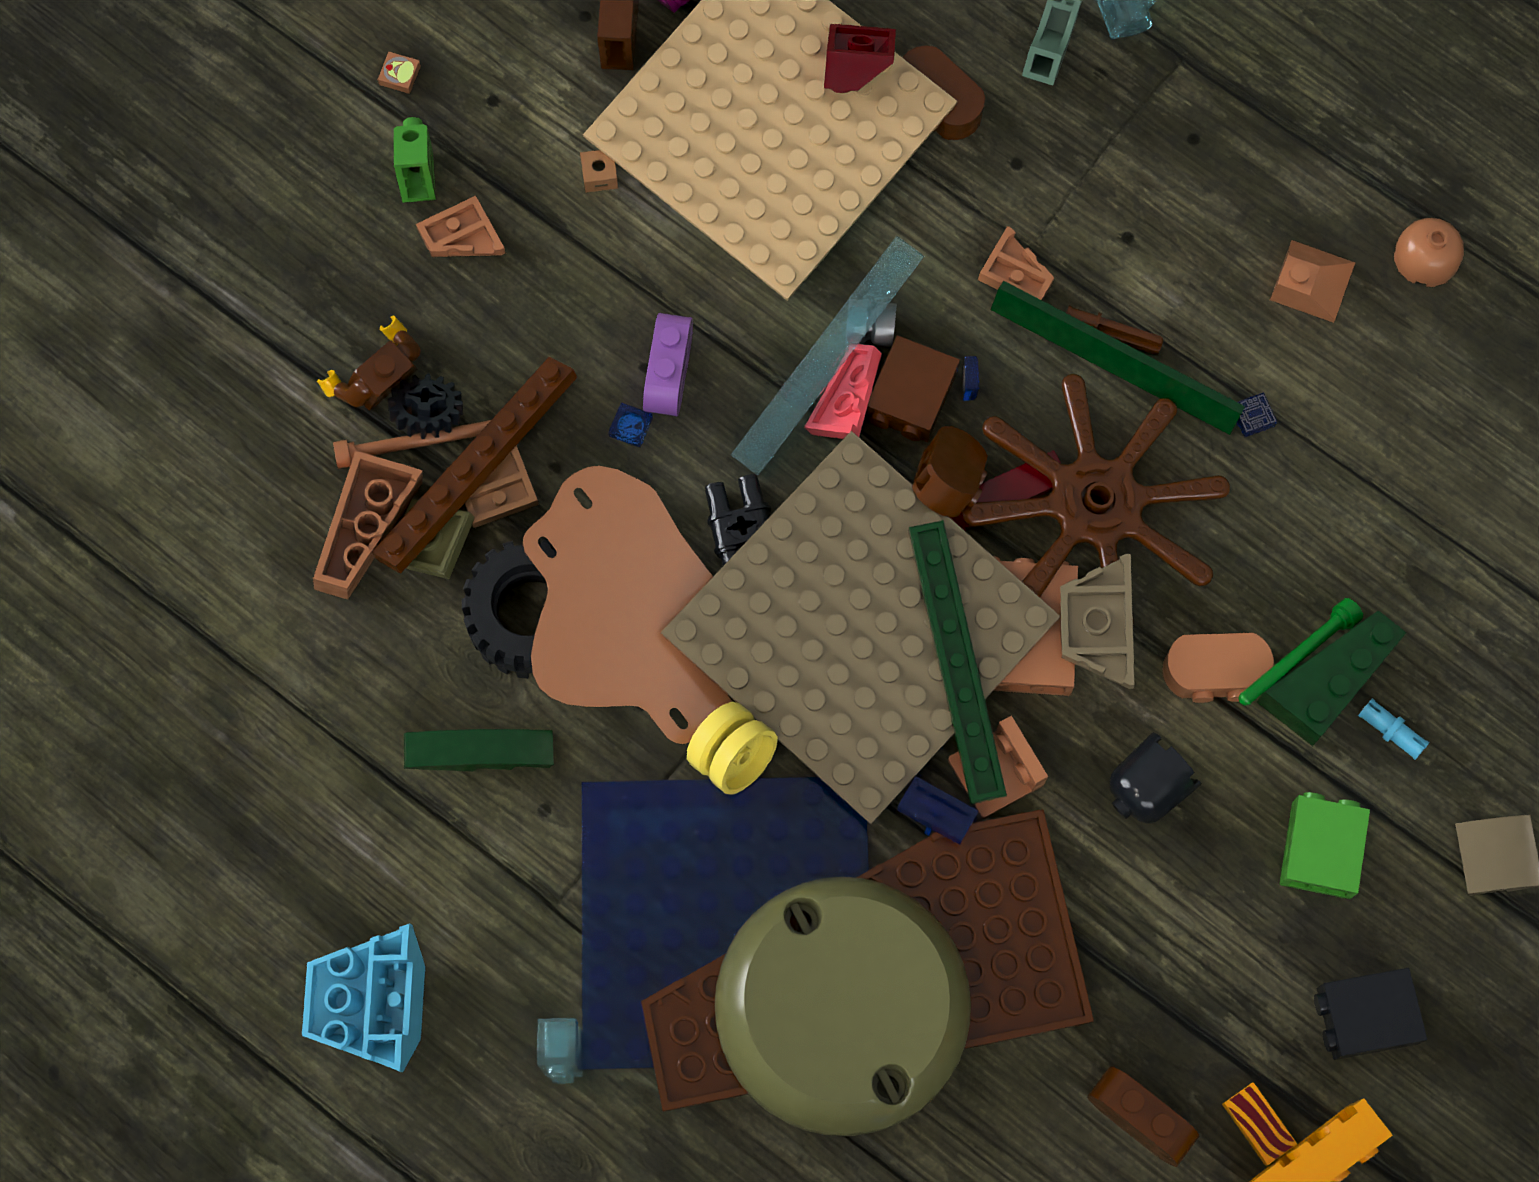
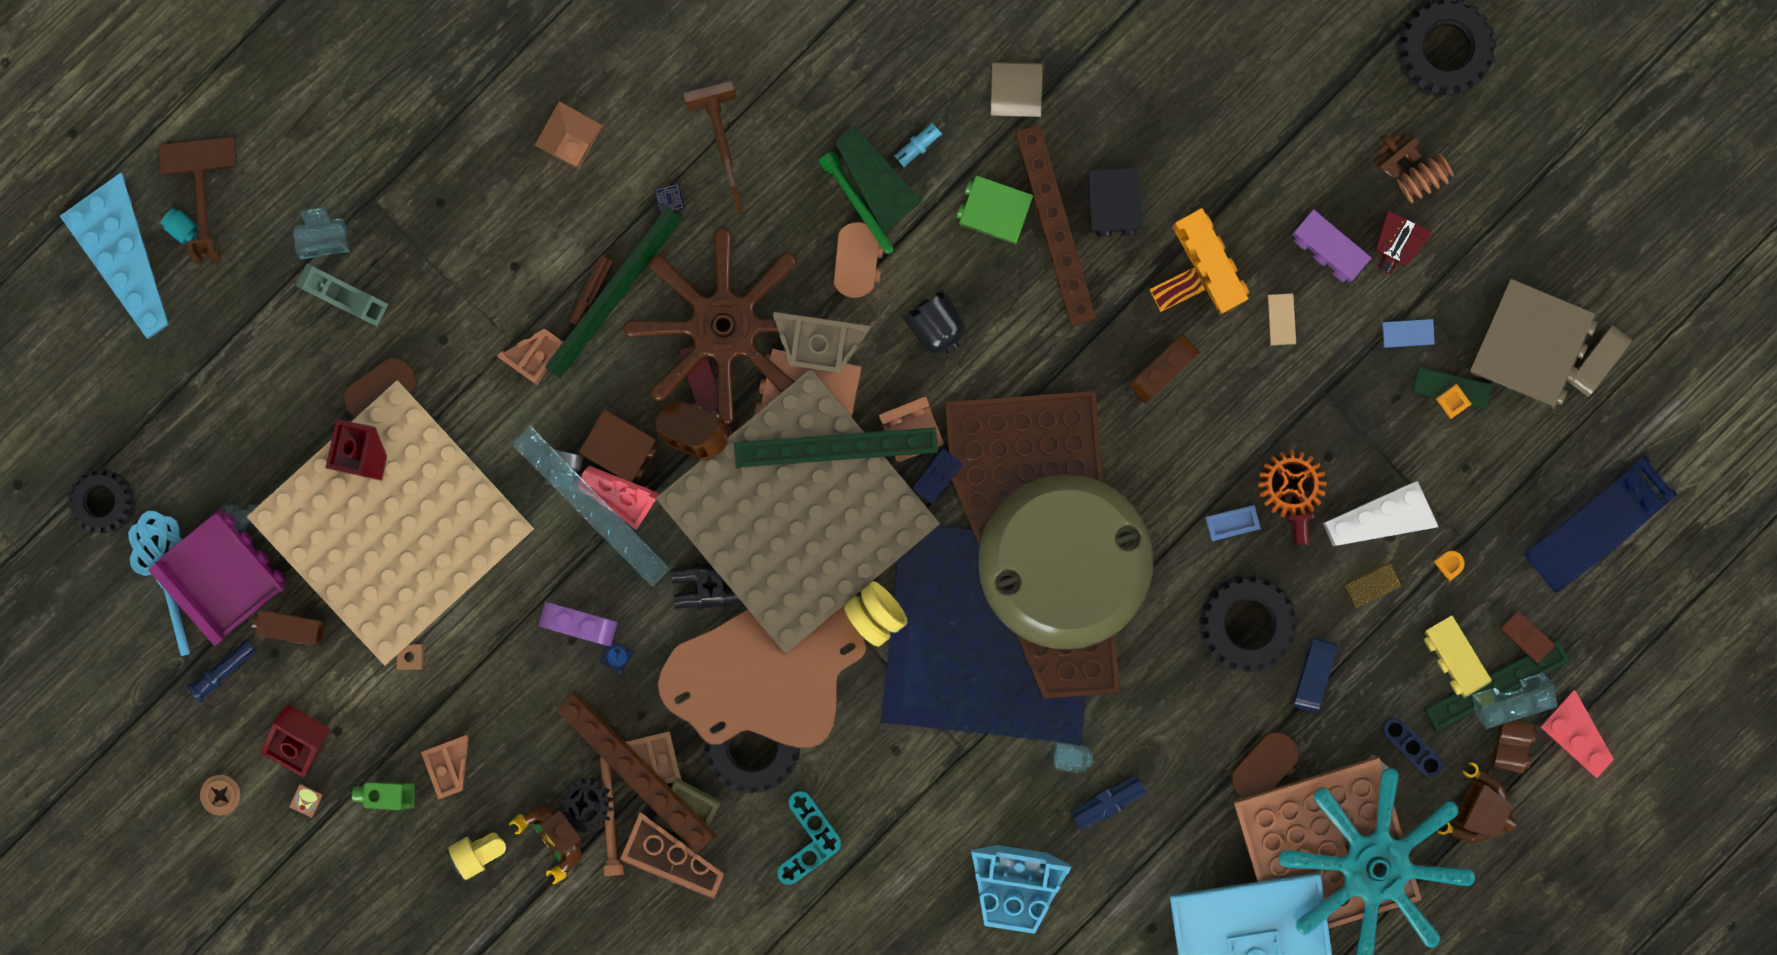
camera: 80 degrees left, 15 degrees up
(342, 271) = (471, 857): none -> light yellow piece
(399, 715) = (815, 846): none -> teal beam
(475, 47) = (295, 740): none -> dark red slope
(478, 749) = (849, 792): dark green slope -> none
(501, 1118) = (1108, 802): none -> dark blue piece
(970, 378) = (615, 402): clear blue tile -> none
(1318, 932) = (1055, 226): none -> reddish brown brick
(1398, 445) = (710, 99): none -> reddish brown piece
(1429, 252) = (559, 45): nougat cylinder -> none

